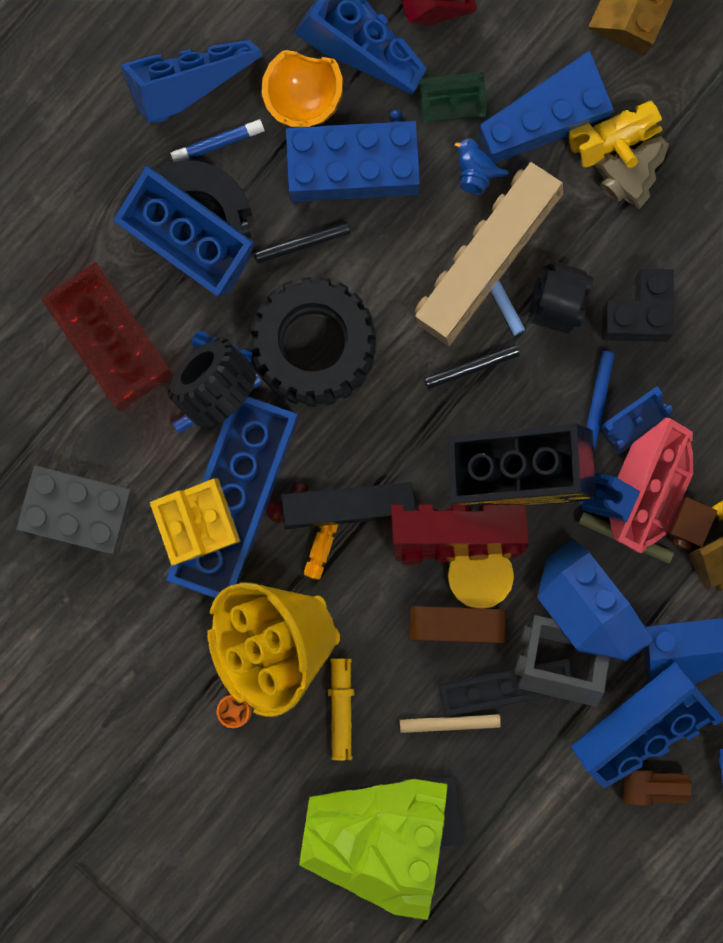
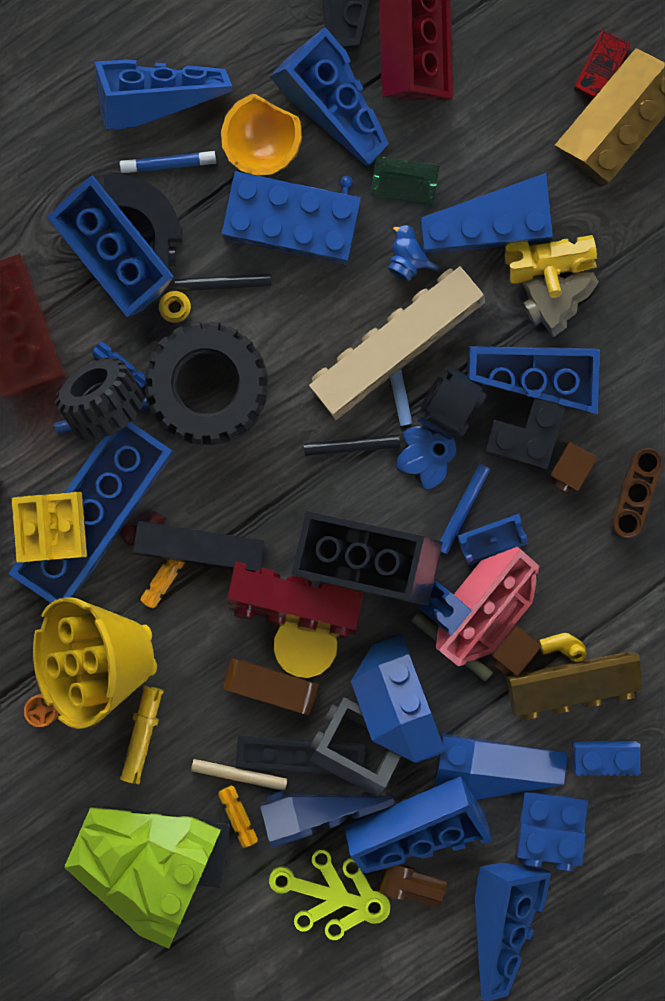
camera: 15 degrees right, 5 degrees up
(261, 268) = (167, 299): none -> yellow plate
(460, 766) = (238, 816): none -> light orange axle
(523, 746) = (296, 815): none -> dark blue wedge
(544, 359) = (422, 458): none -> blue plate
(580, 820) = (335, 896): none -> neon yellow plant
(645, 242) = (545, 373): none -> blue wedge
(695, 329) = (571, 468): none -> reddish brown brick

